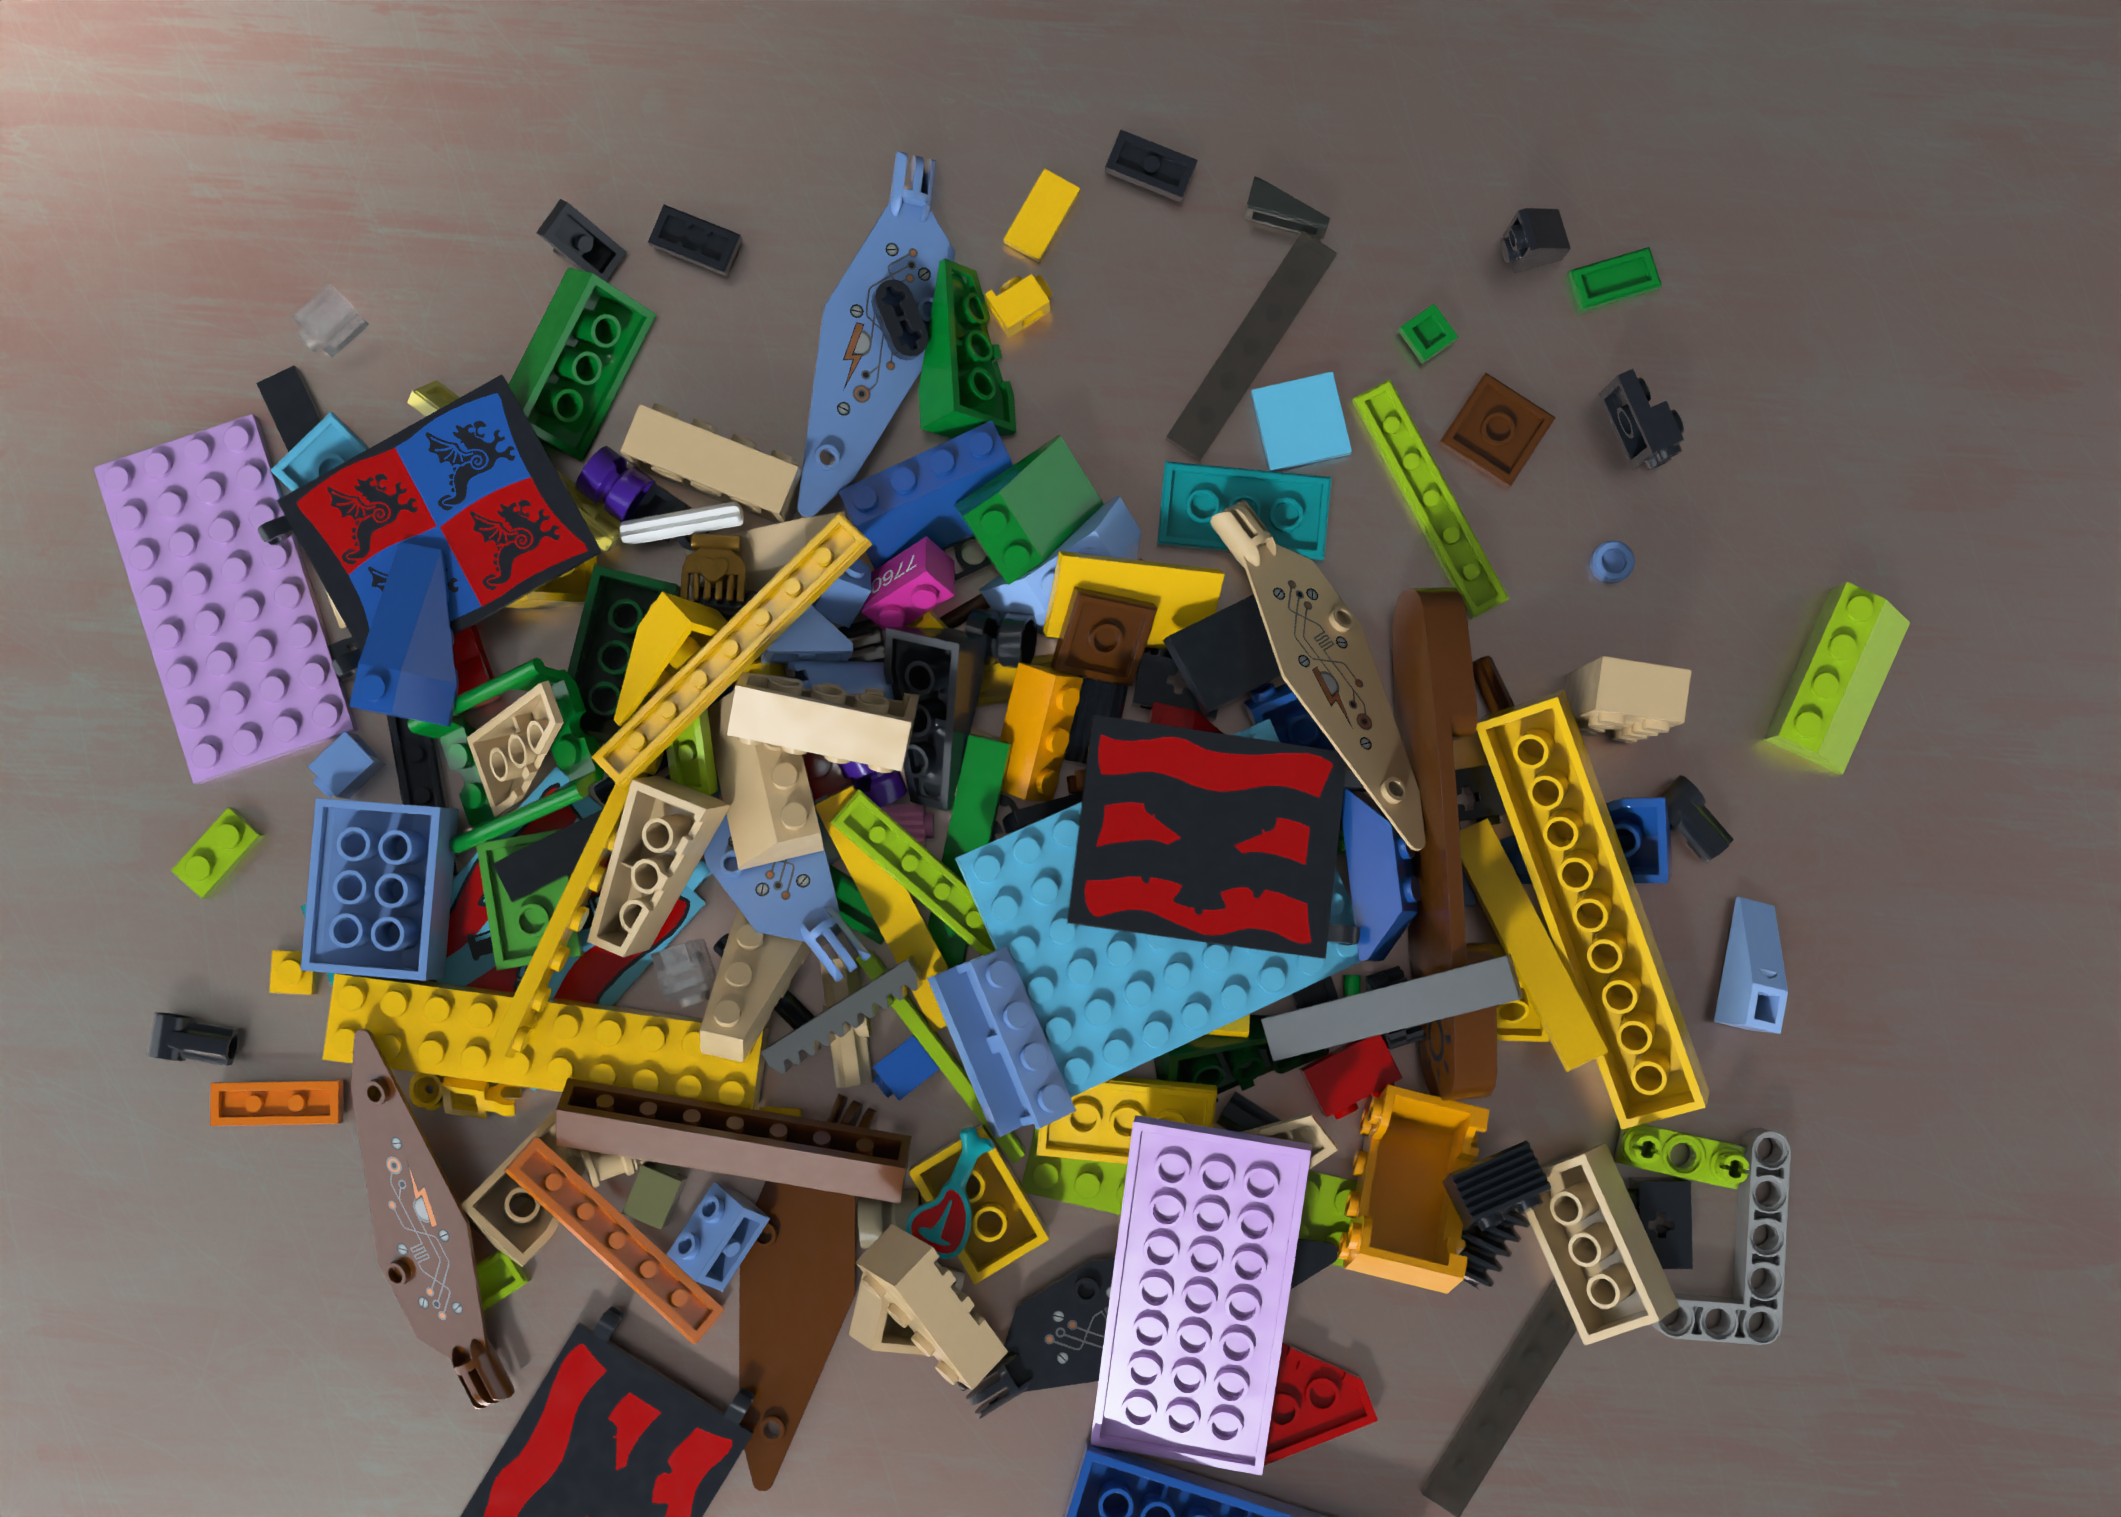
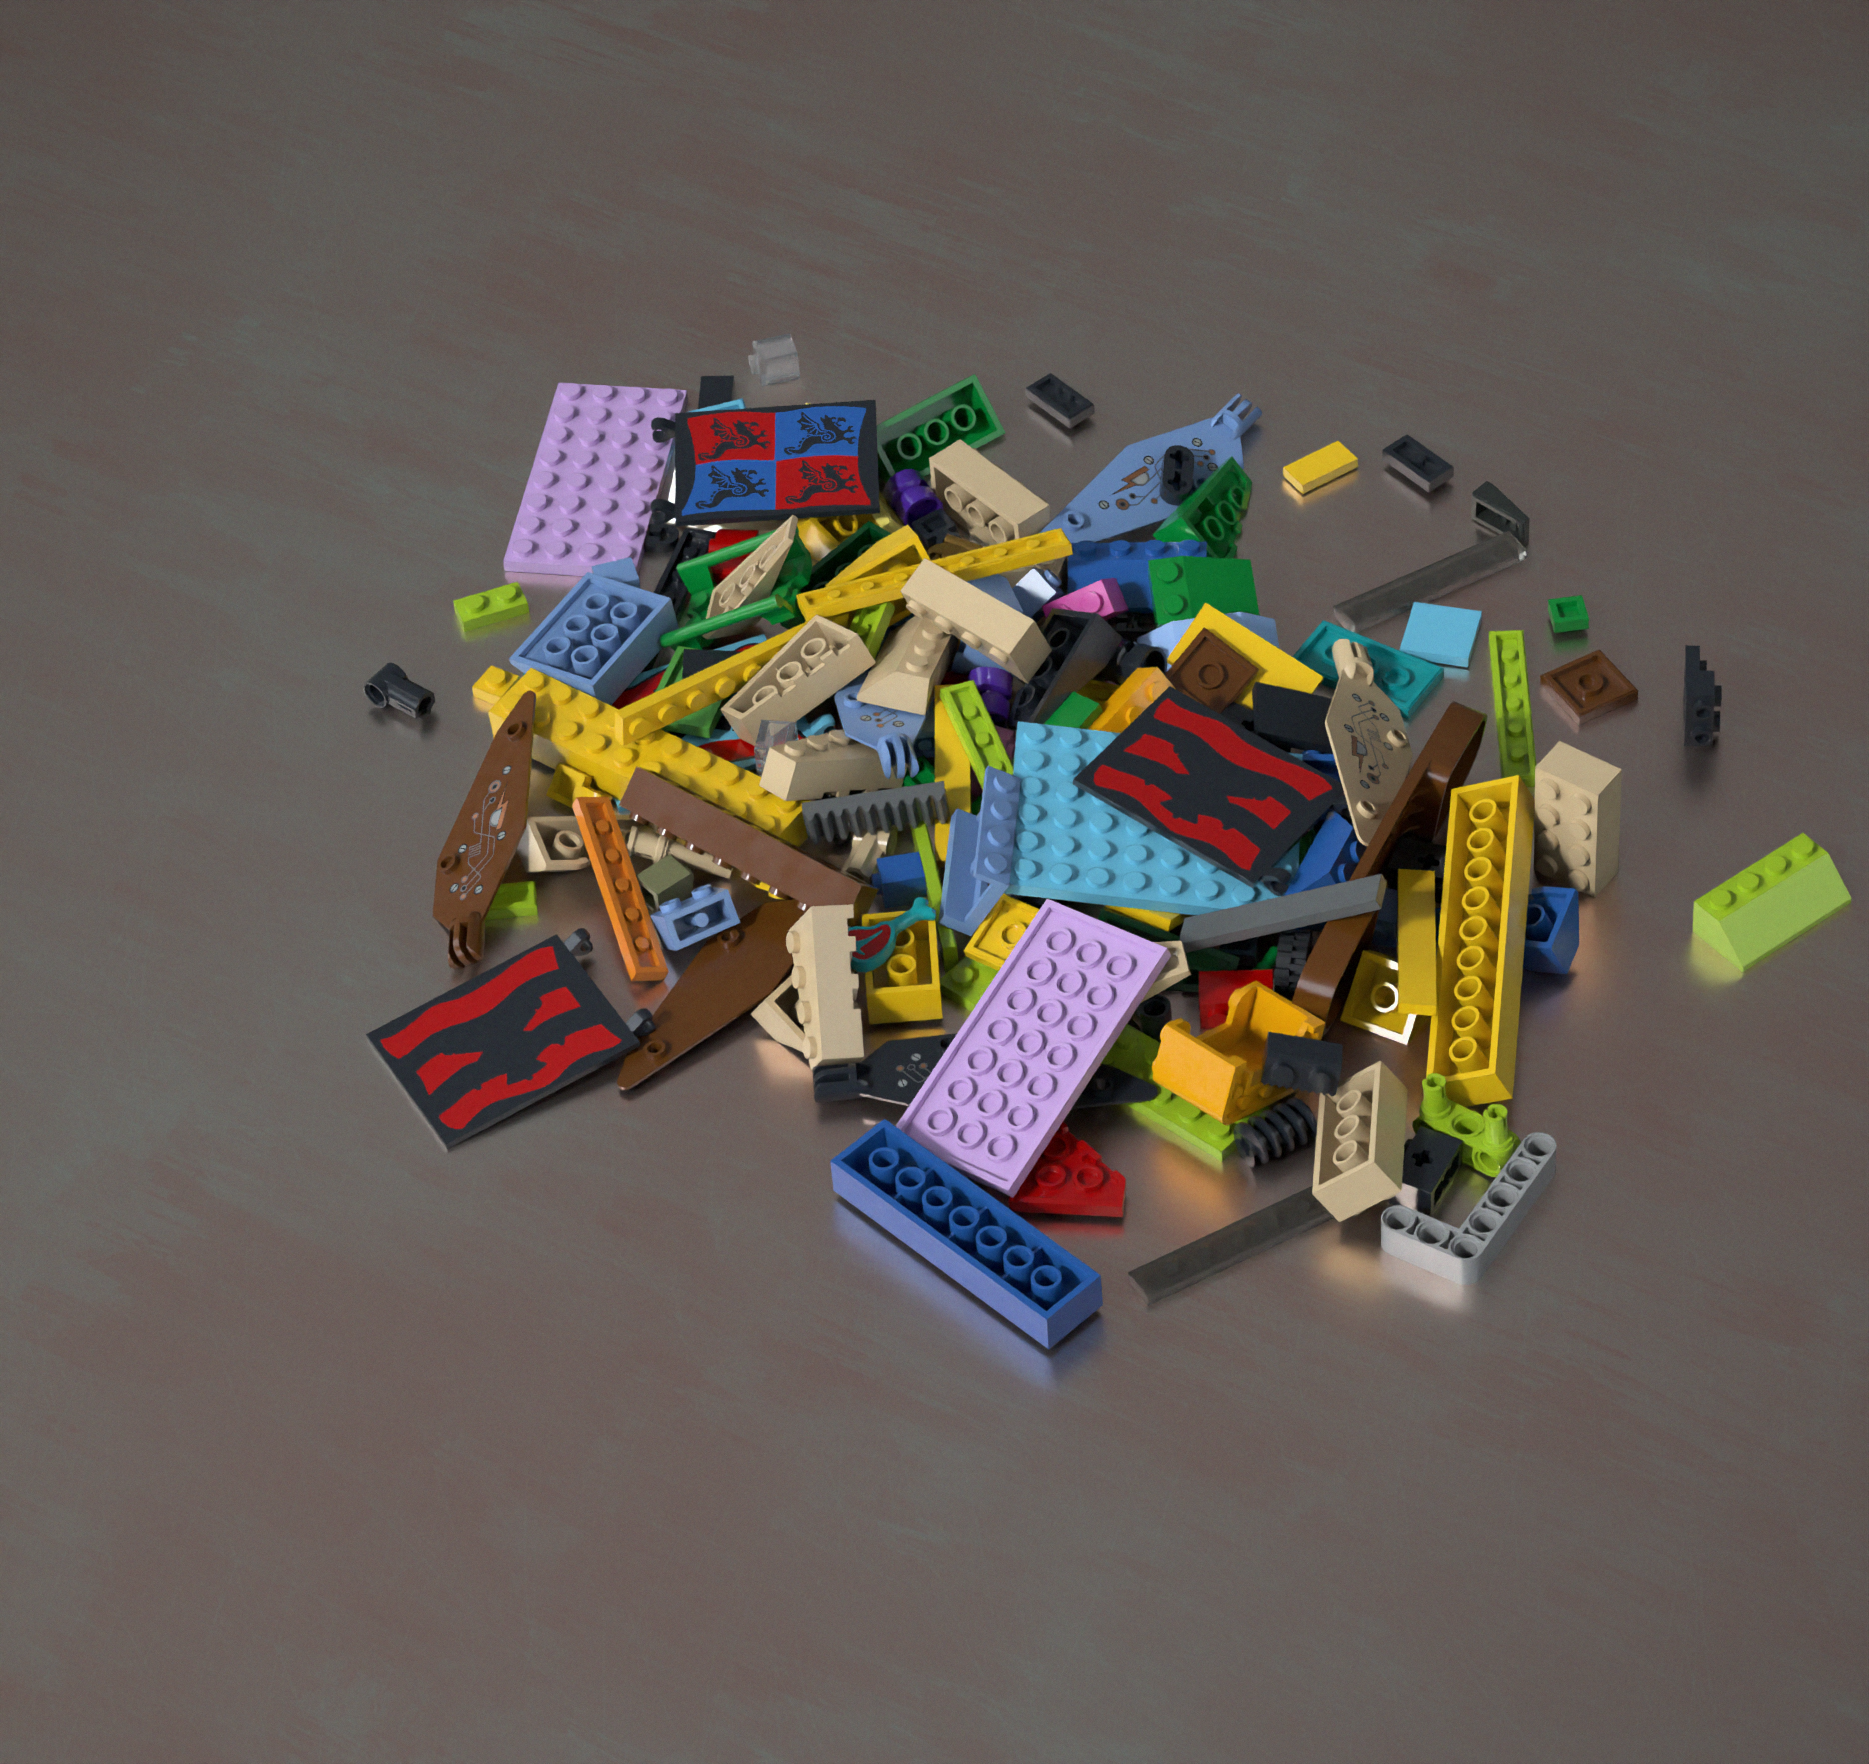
camera: 30 degrees right, 40 degrees down
(276, 1102) = (432, 746): orange plate -> none
(409, 649) = (707, 508): blue wedge -> none
(418, 1092) = (541, 775): yellow plate -> none
(580, 241) = (975, 358): black slope -> none
(681, 523) = (941, 526): white axle -> none
(1019, 303) = (1271, 502): yellow brick -> none
(1534, 239) = (1681, 579): black slope -> none
(1612, 562) = (1635, 787): medium blue tile -> none
(1614, 279) = (1733, 634): green tile -> none
(1693, 820) = (1600, 942): black piece -> none
(1753, 973) = (1590, 1046): light blue slope -> none

